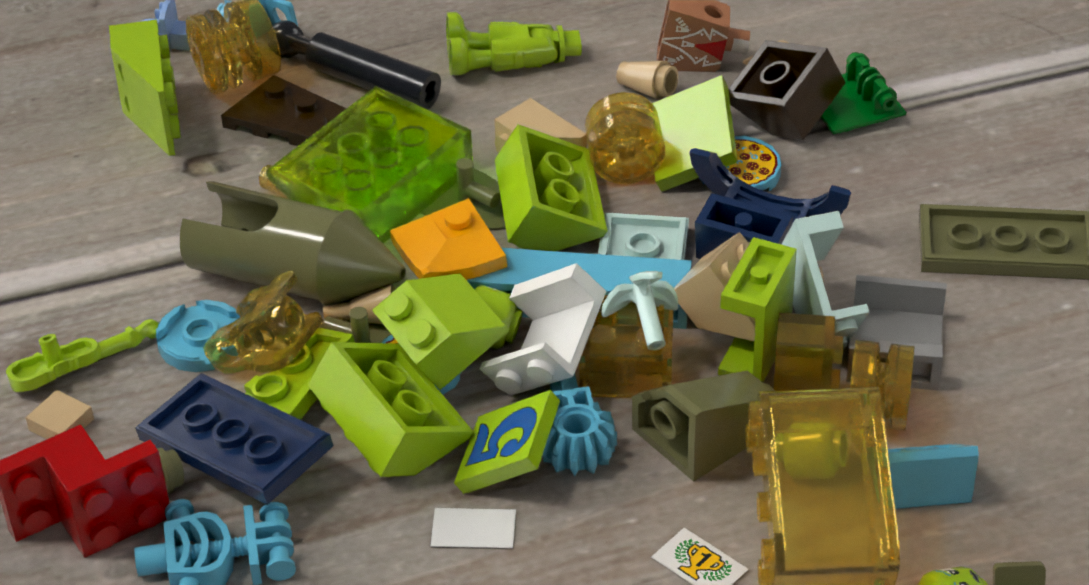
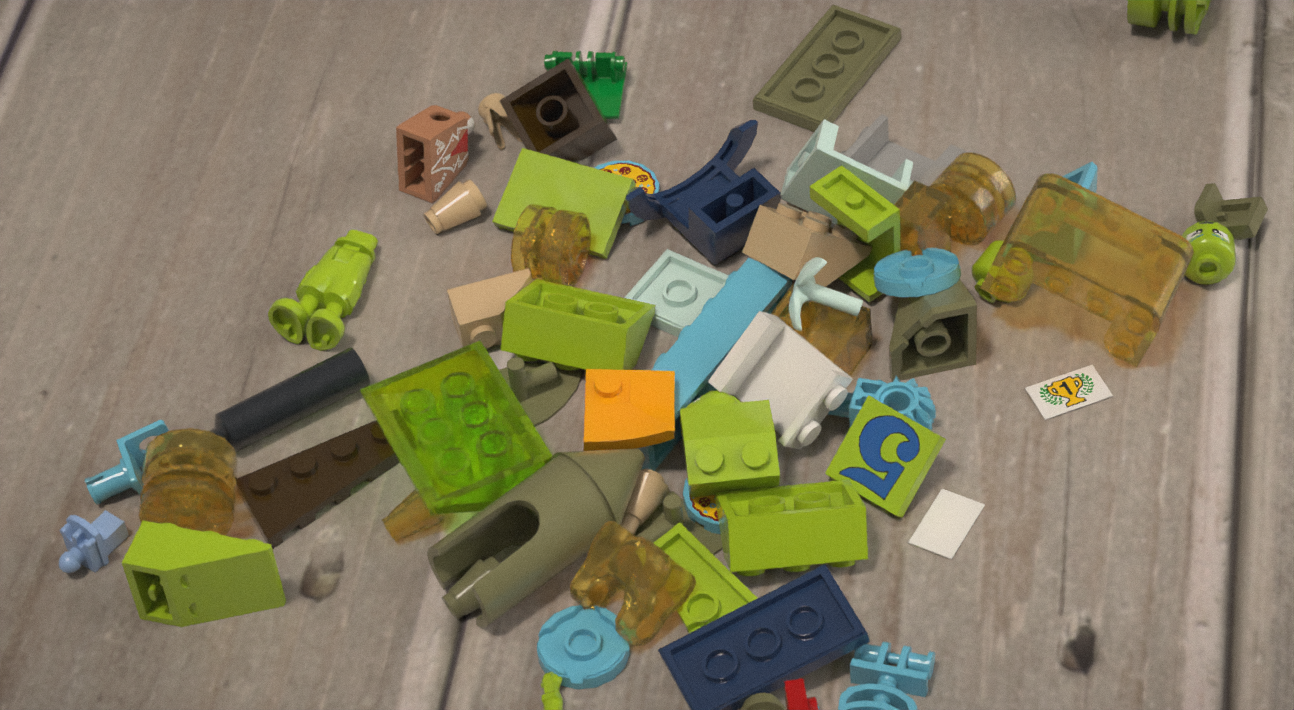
camera: 60 degrees left, 5 degrees up
(731, 369) = (917, 275): none -> medium azure tile

